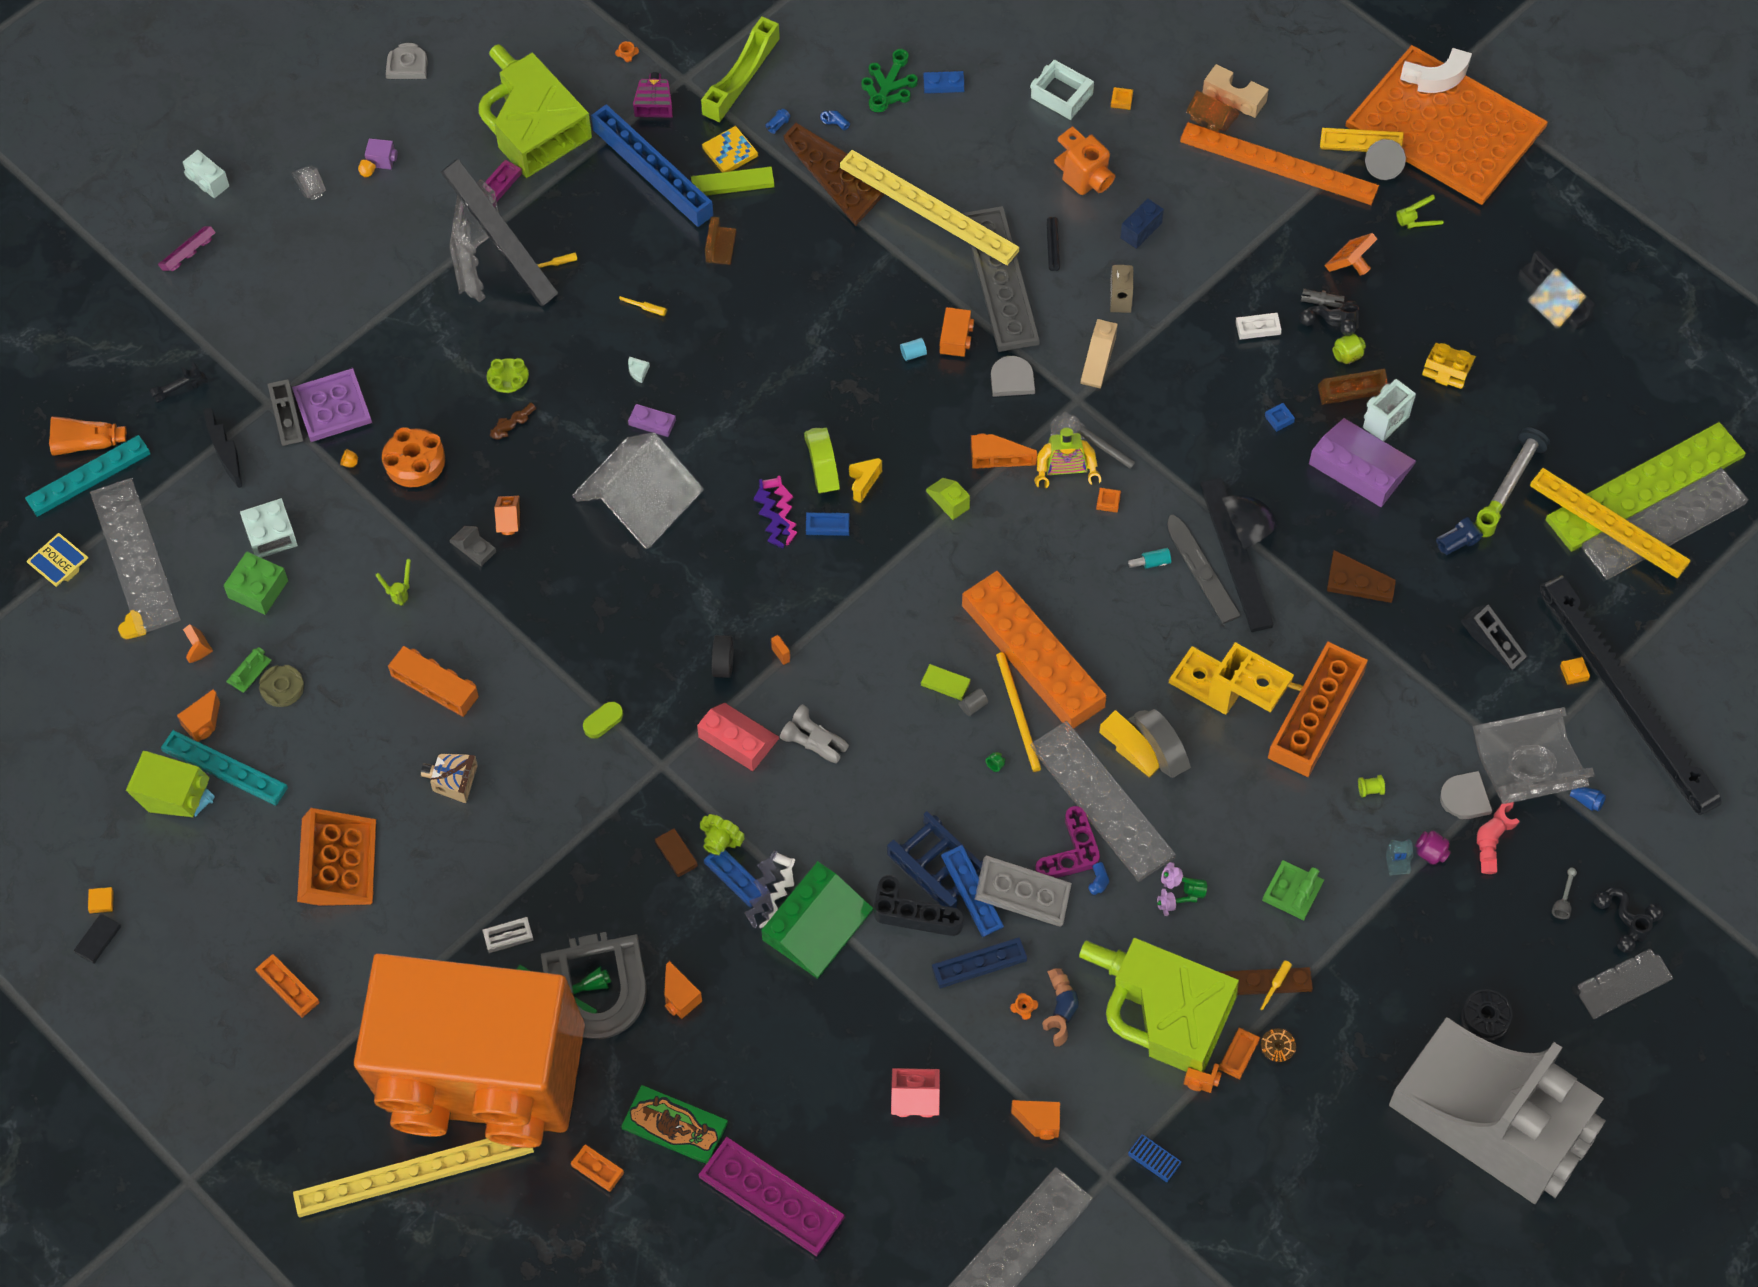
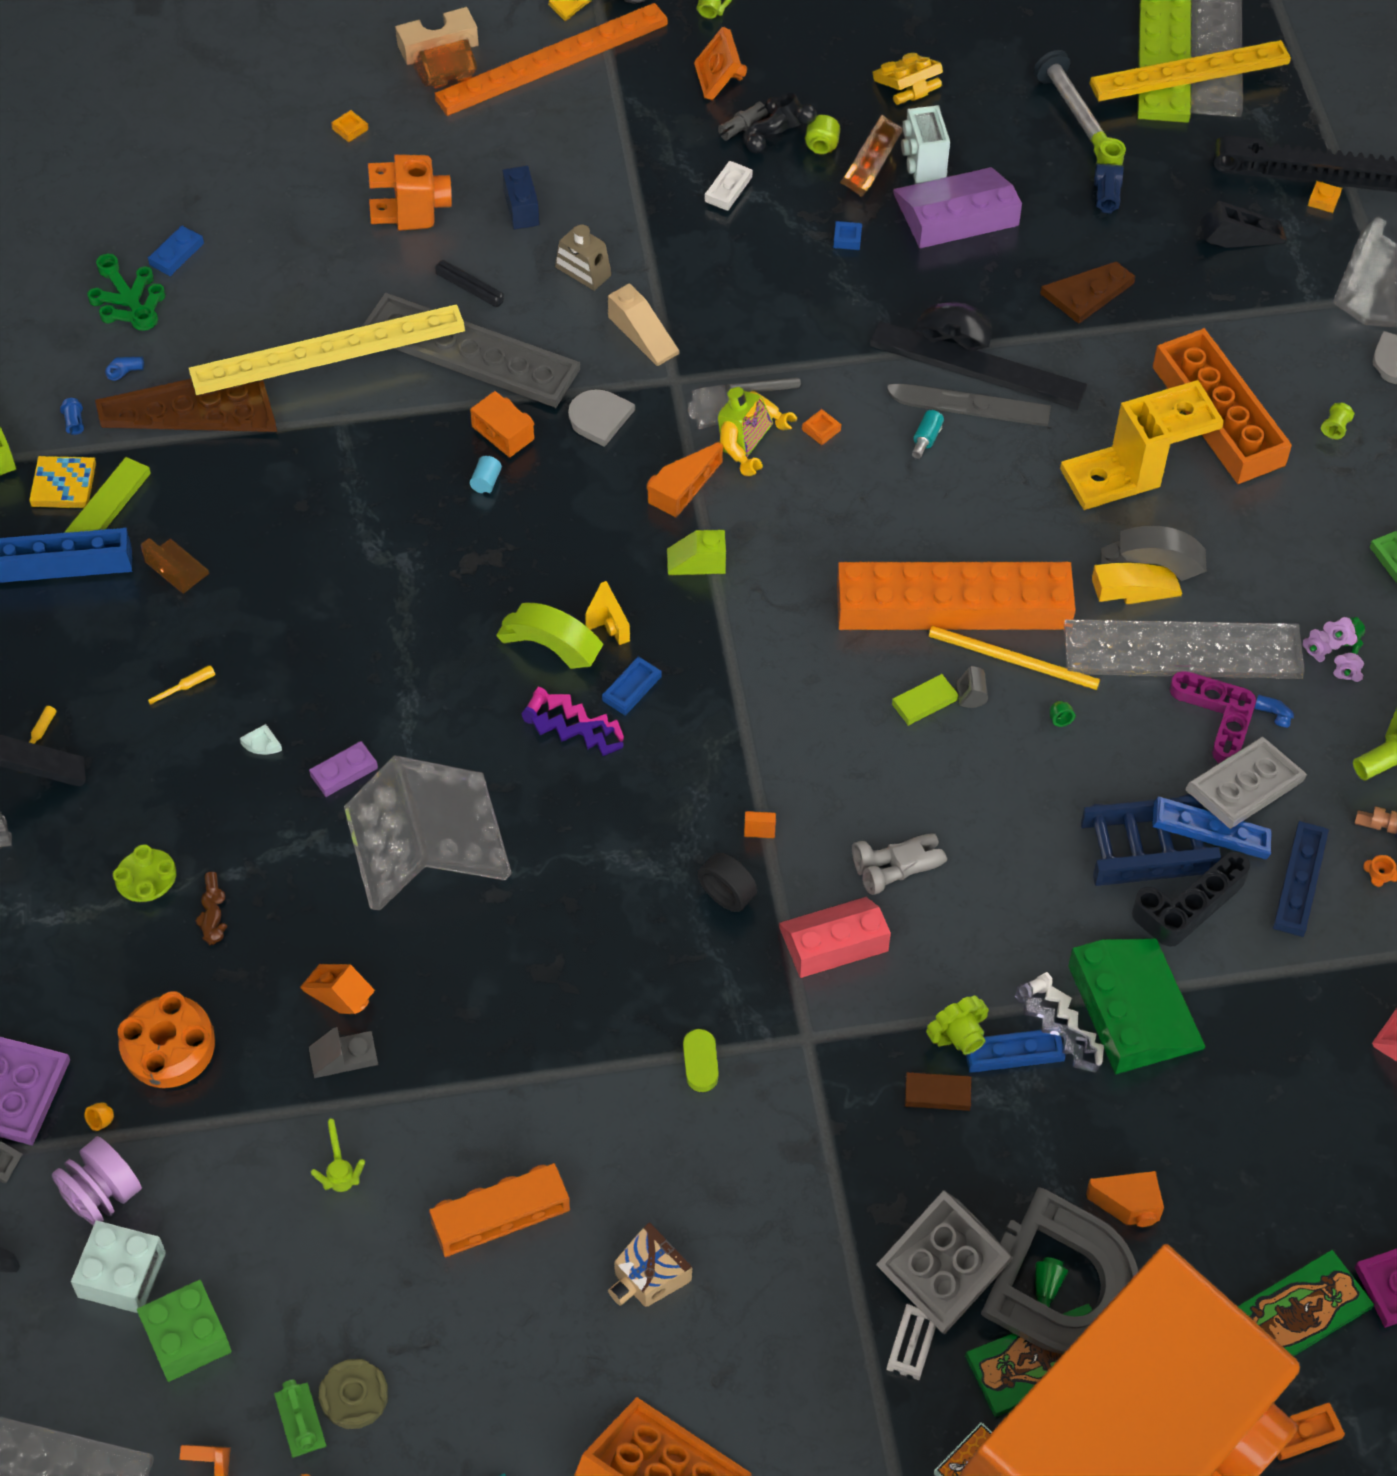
camera: 55 degrees left, 5 degrees down
(304, 483) = (101, 1177): none -> lavender wheel
(564, 916) = (945, 1261): none -> light grey slope
(1070, 77) = (288, 146): light aqua window -> none

